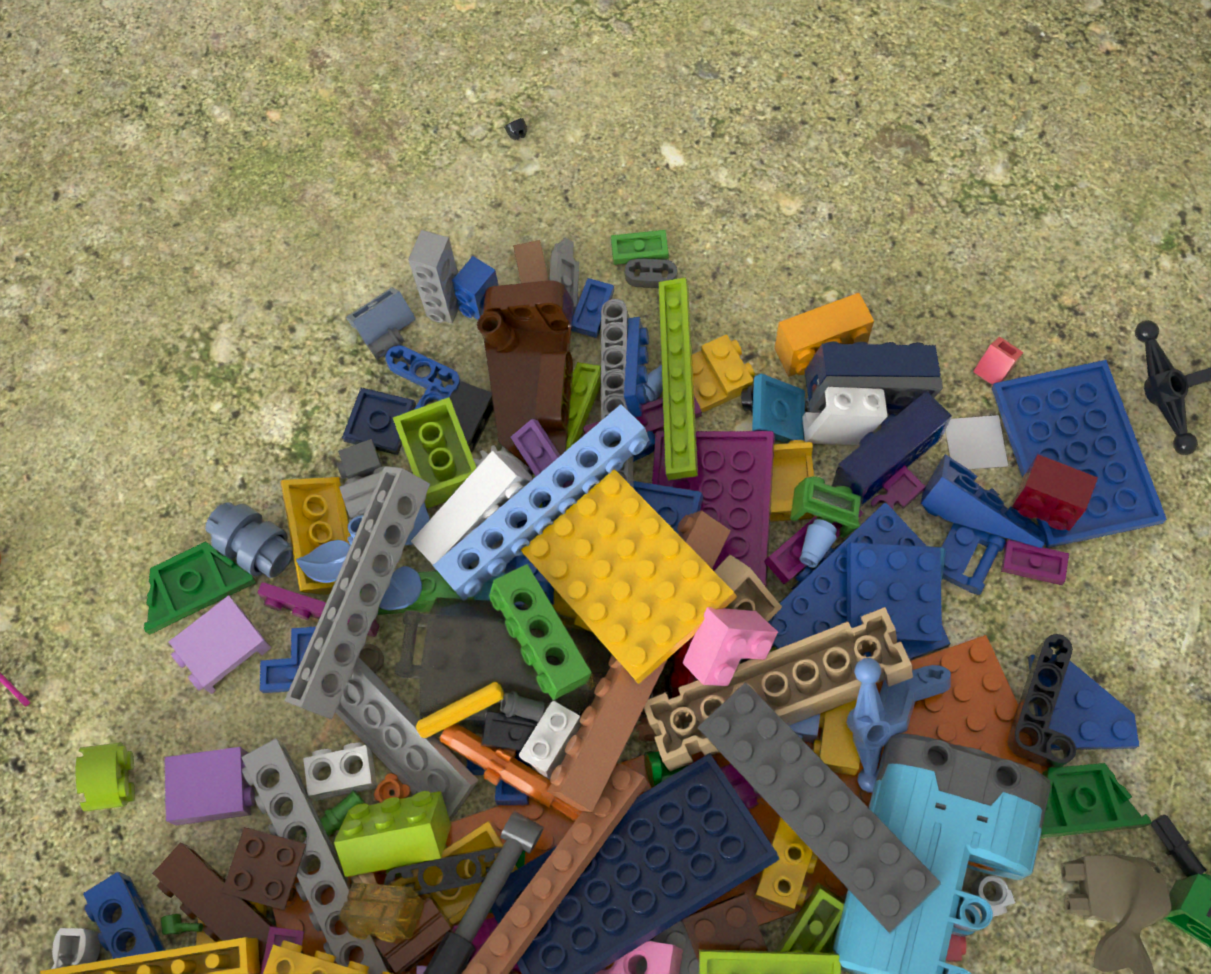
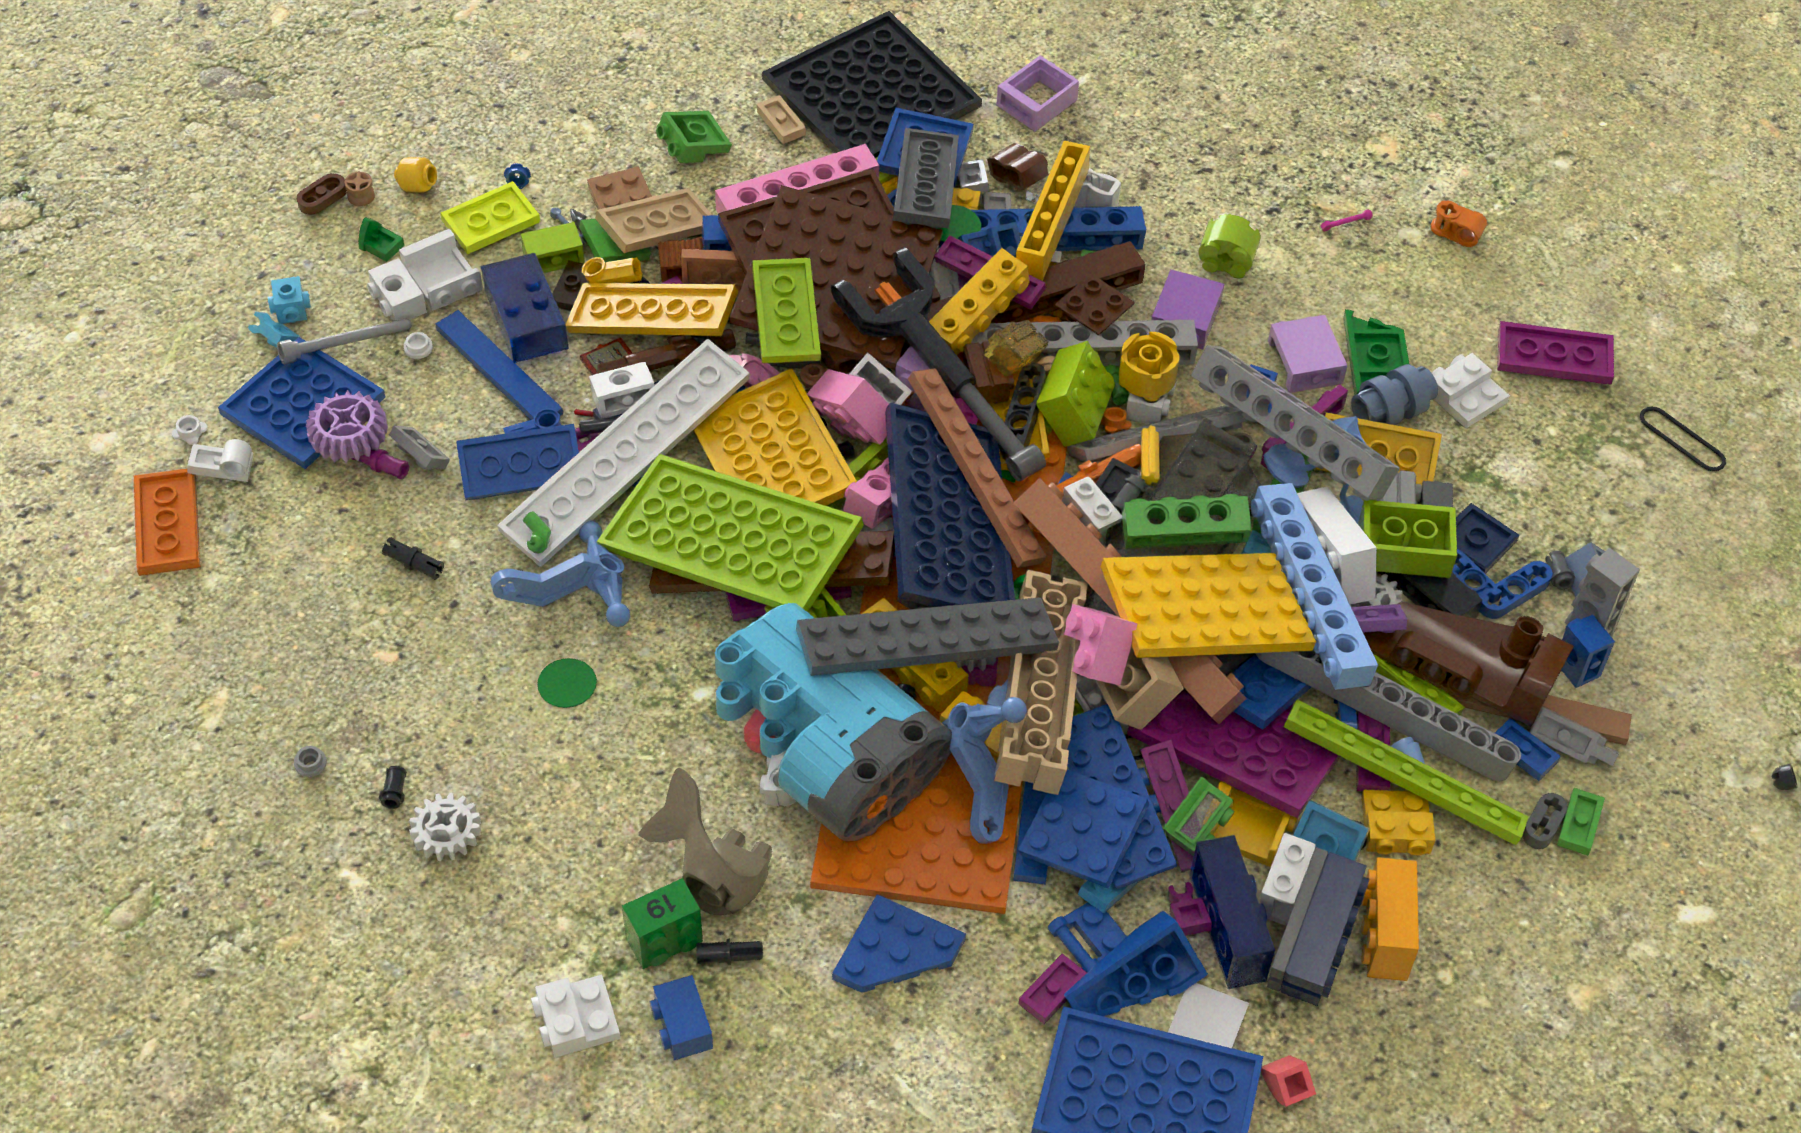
camera: 110 degrees right, 15 degrees down
(121, 430) = (1555, 352): none -> magenta plate
(188, 308) = (1678, 446): none -> black piece
(201, 487) = (1468, 390): none -> white plate
(320, 756) = (1148, 365): none -> yellow brick
(635, 370) = (1431, 737): blue plate -> none
(817, 542) = (1165, 788): light blue cone -> none
(1046, 699) = (949, 929): black beam -> none
(1054, 493) = (1109, 1010): dark red brick -> none
(1088, 802) = (810, 894): green wing -> none

